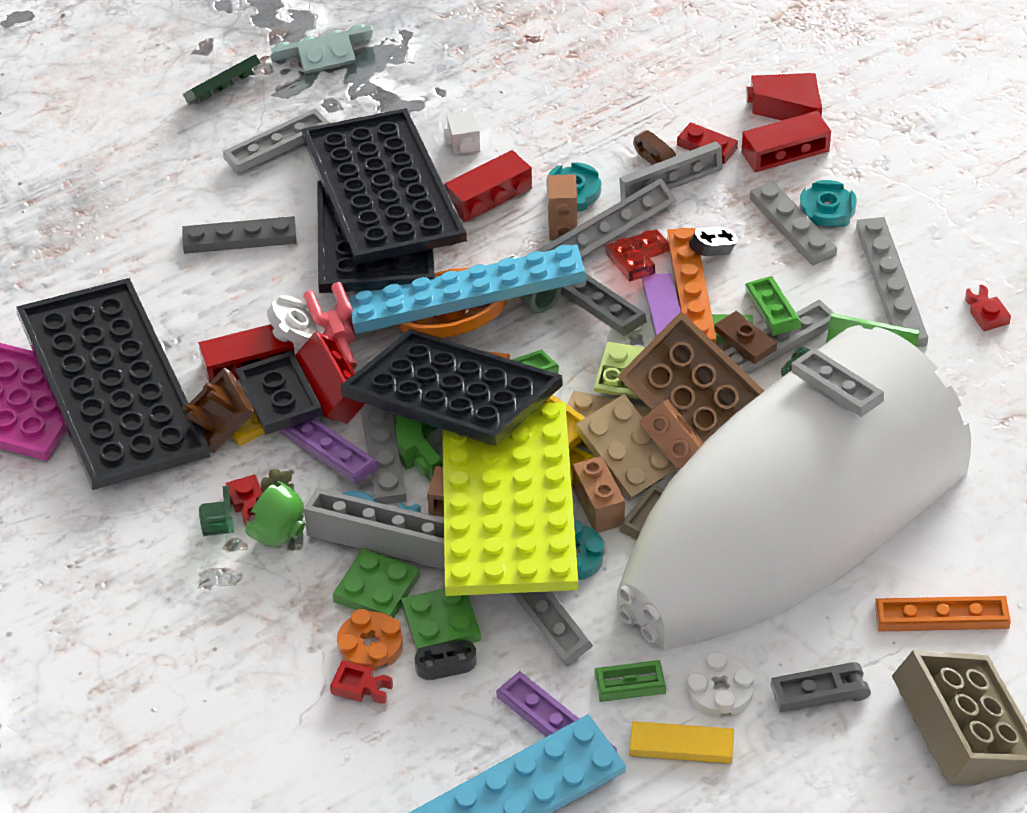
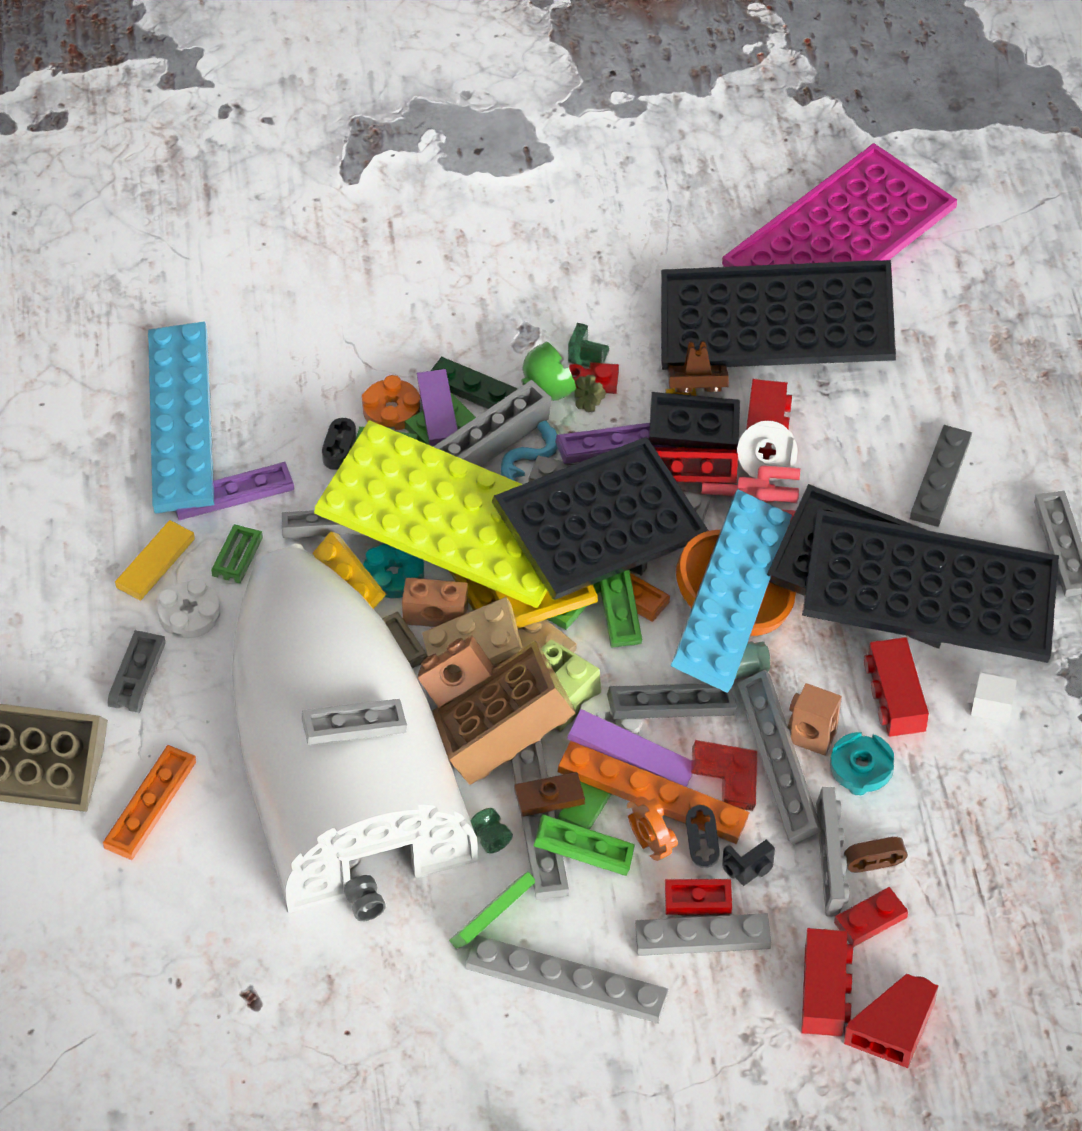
camera: 115 degrees right, 5 degrees up
(309, 588) = (473, 385): none -> dark green plate
(356, 681) = (351, 377): red plate -> none
(366, 583) = (436, 405): none -> medium lavender tile
(601, 576) = (342, 560): none -> yellow plate
(713, 209) = (749, 866): none -> black bracket
(735, 263) = (650, 828): none -> orange plate
(765, 231) = (698, 896): none -> red plate
(841, 200) = (711, 993): teal plate -> none
(987, 311) = (473, 1042): red plate -> none

